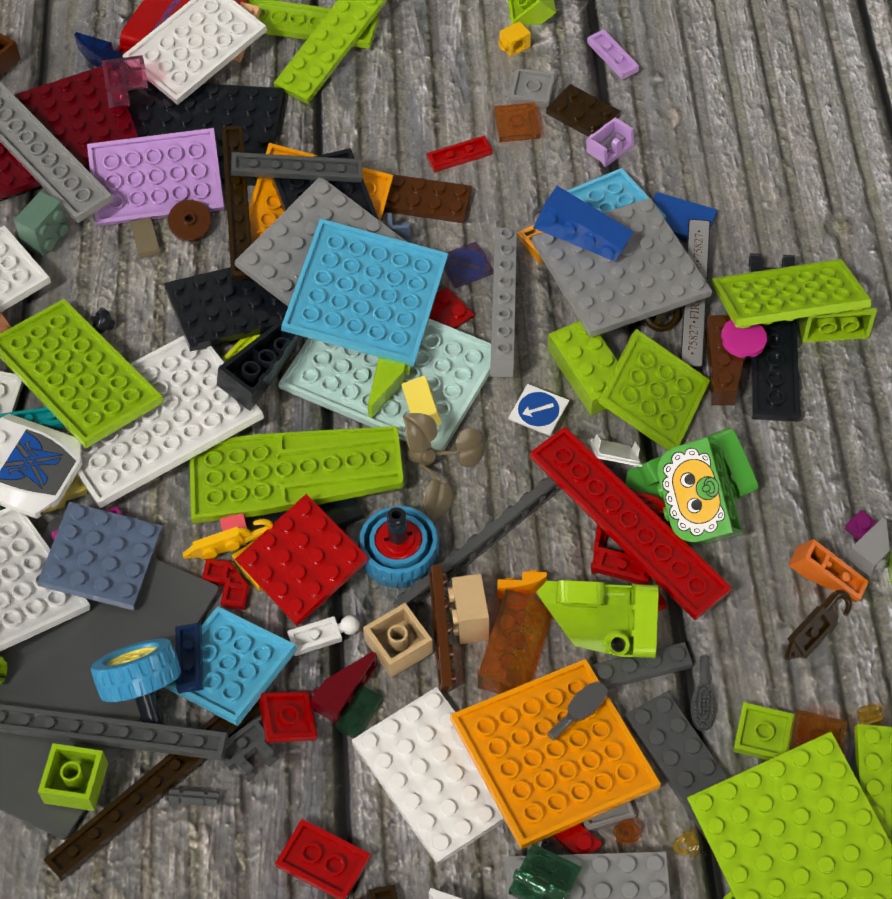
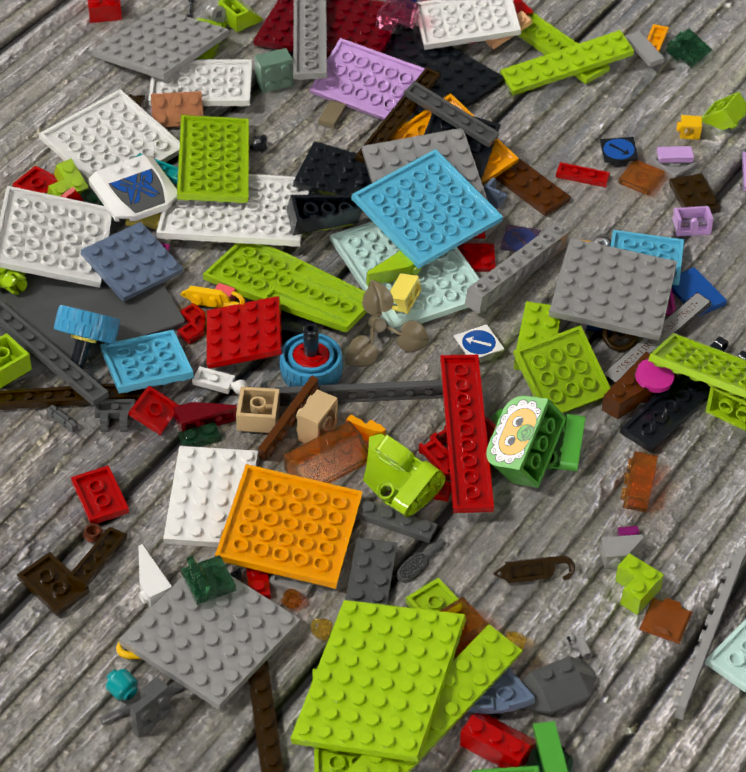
camera: 35 degrees right, 10 degrees down
(189, 657) = (127, 343): dark blue tile -> none
(192, 230) = (369, 124): reddish brown plate -> none
(472, 105) = (619, 150): none -> piece
(529, 78) = (675, 154): none -> lavender tile
(581, 707) = (328, 510): dark grey piece -> none
(582, 225) = (603, 244): blue wedge -> none
(615, 451) = (498, 389): white piece -> none
(821, 460) = (639, 481): none -> clear orange brick
(826, 569) = (575, 543): orange slope -> none

